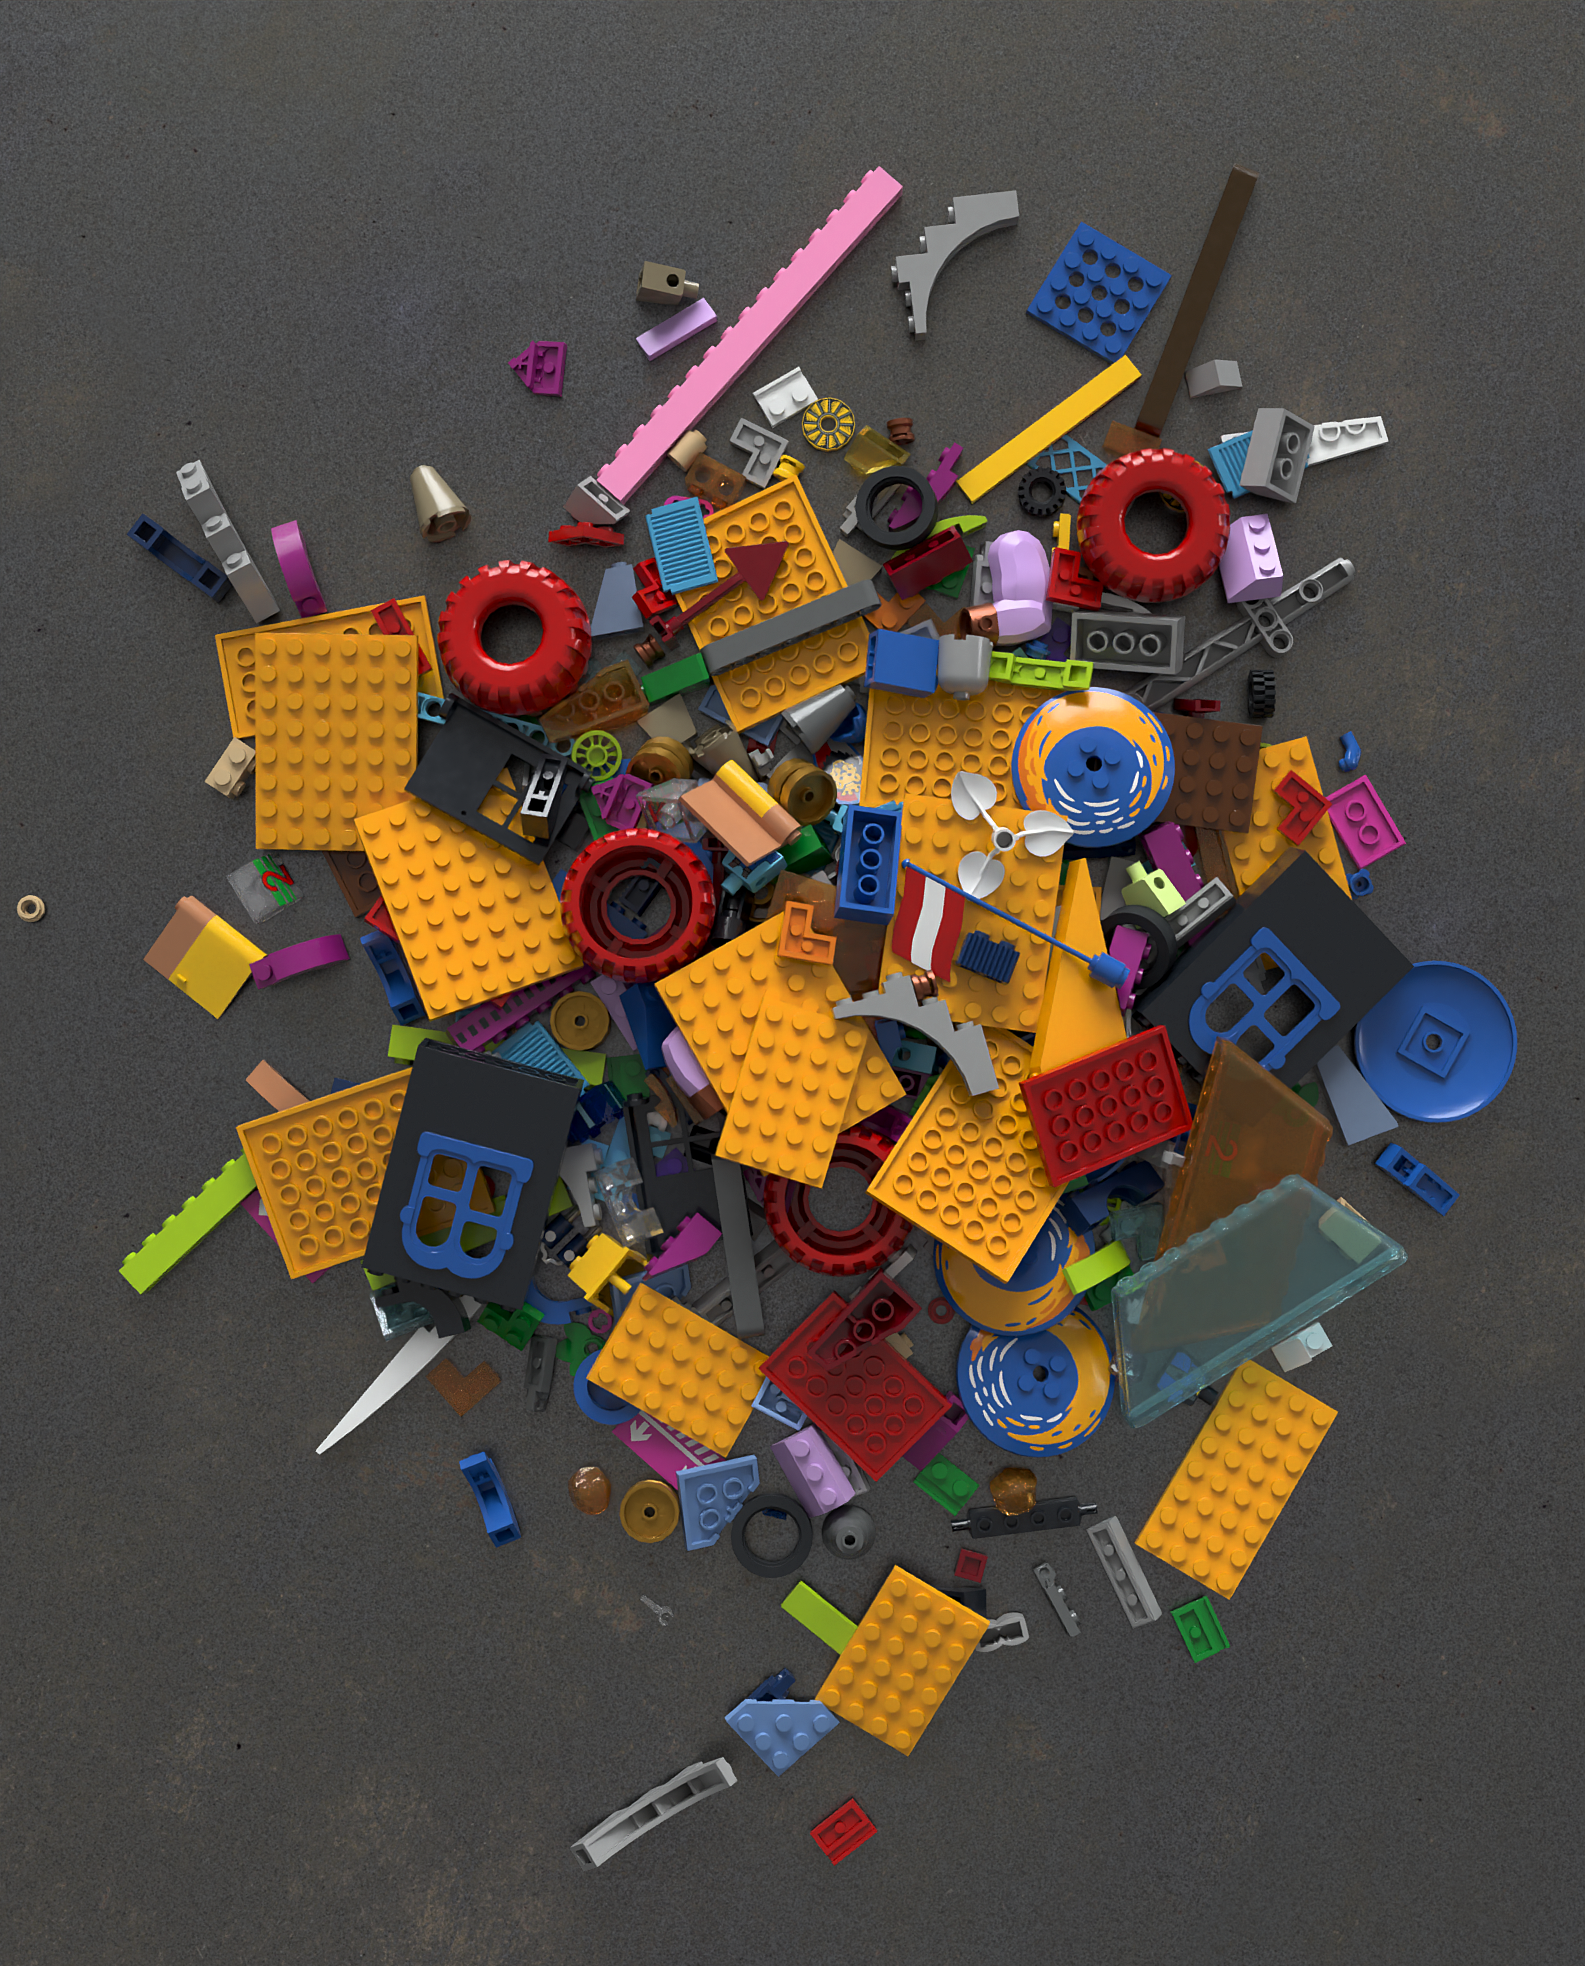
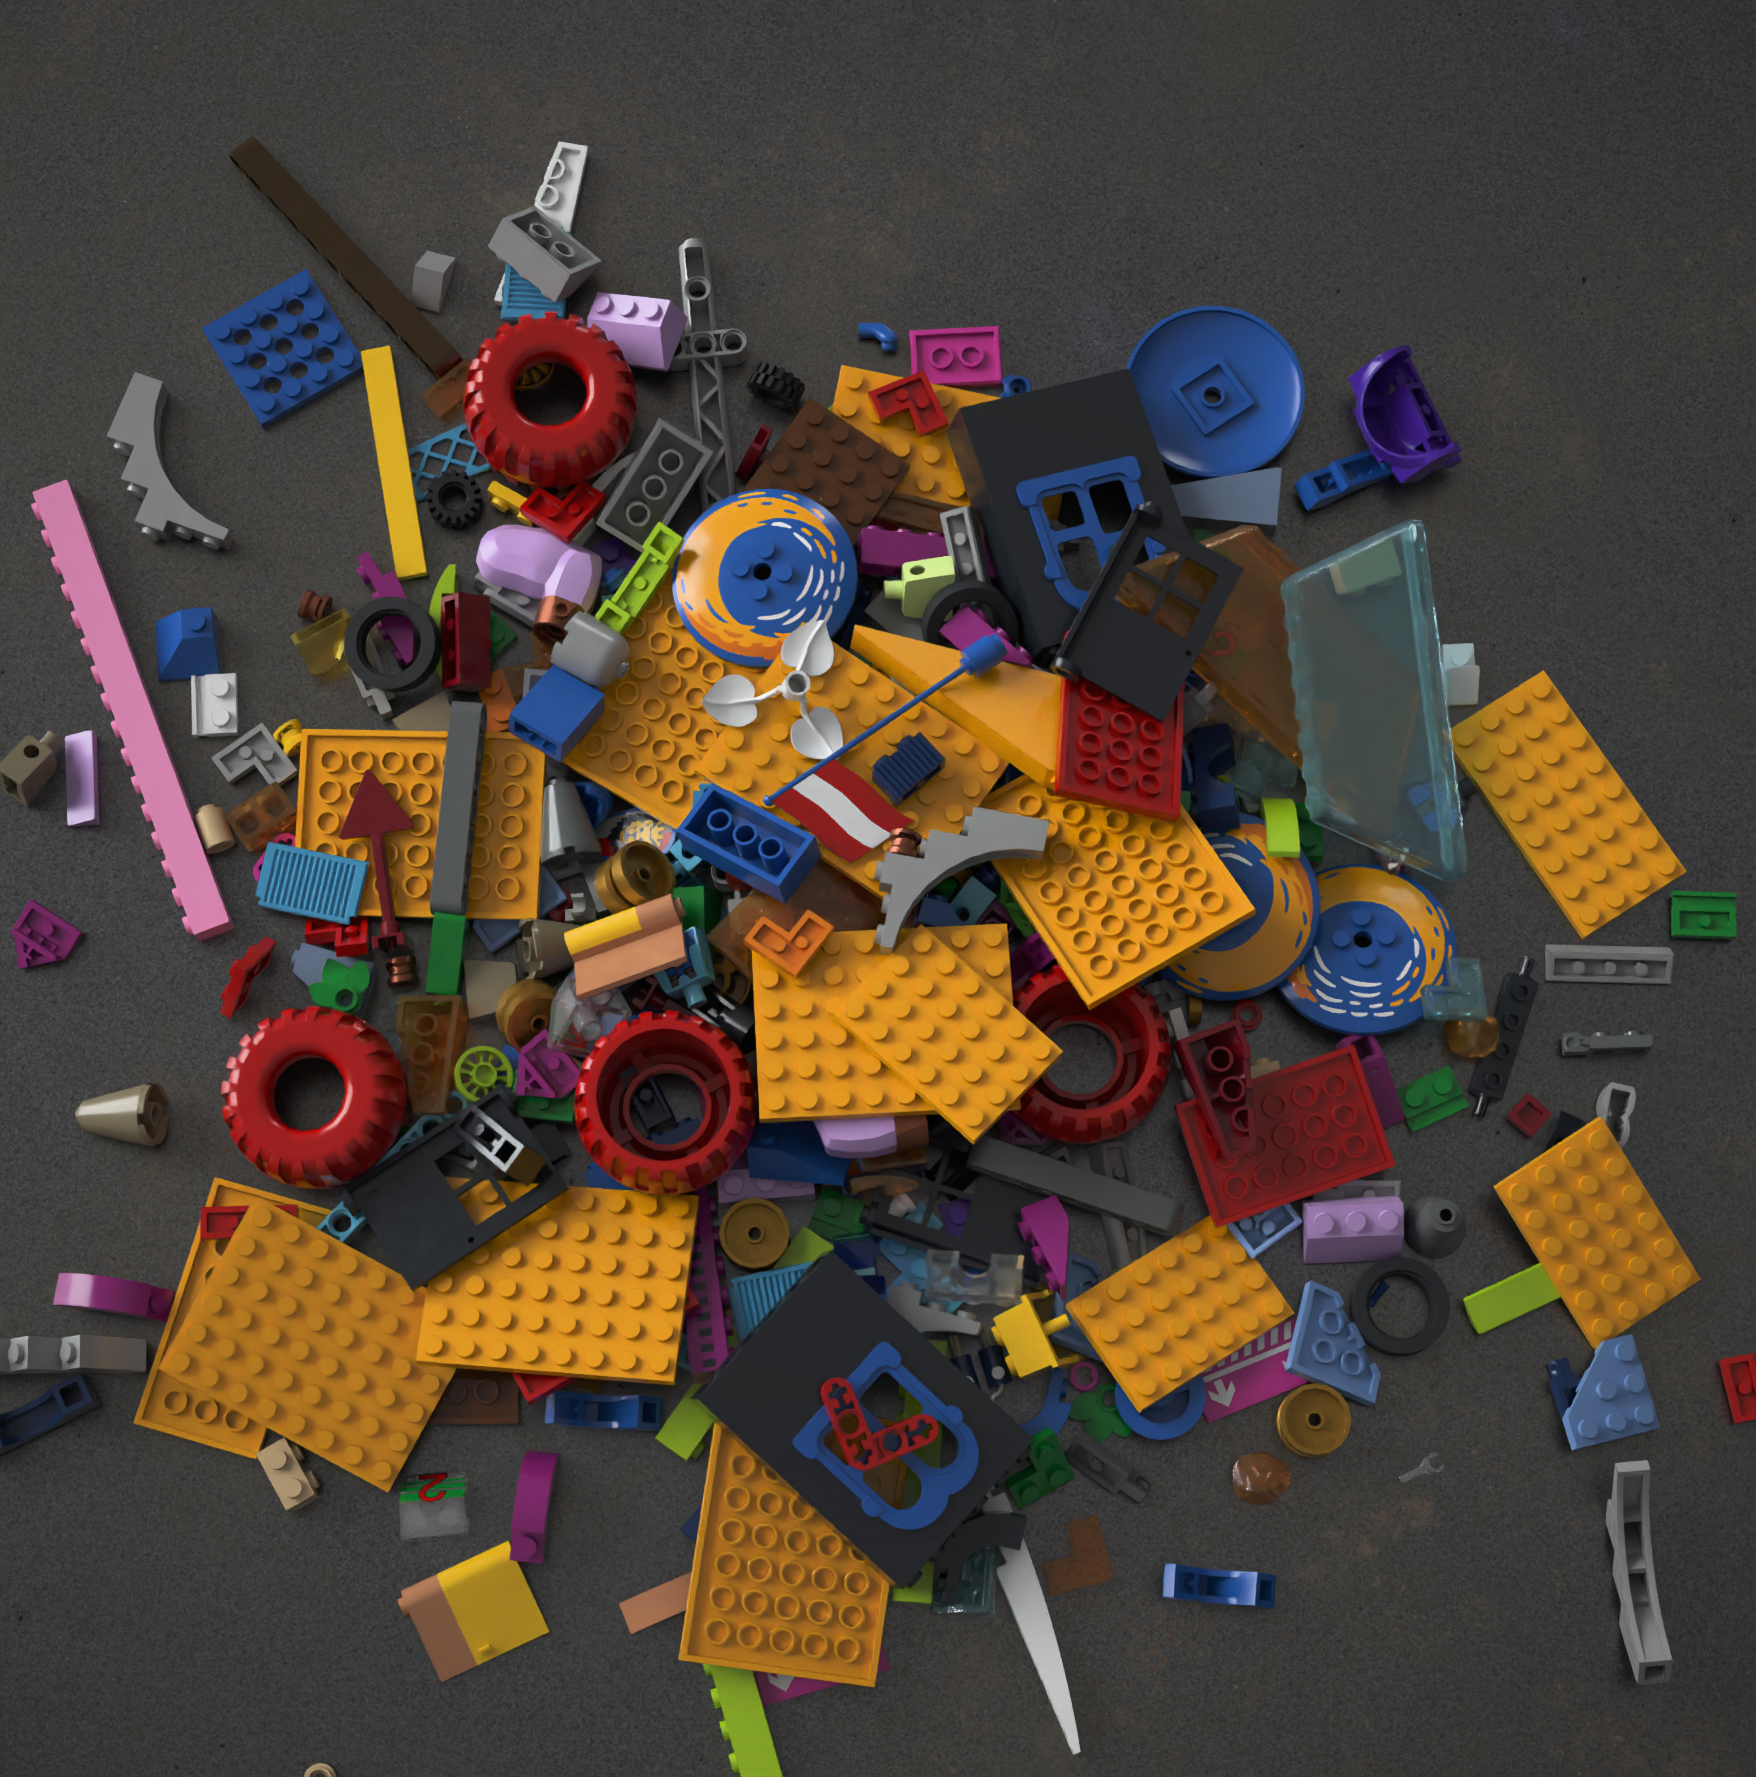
camera: 65 degrees left, 10 degrees down
(454, 1192) = (874, 1441): none -> red beam
(594, 504) = (217, 950): light grey slope -> none
(612, 608) = (340, 983): none -> green plate
(821, 351) = (188, 644): none -> blue slope
(834, 410) = (264, 659): tile -> none
(923, 1268) = (1194, 1010): none -> pearl gold tile
(1033, 1473) = (1463, 997): none -> clear light blue plate
(1170, 1082) = (1130, 651): none -> black door
(1487, 1203) = (1401, 425): none -> dark purple piece

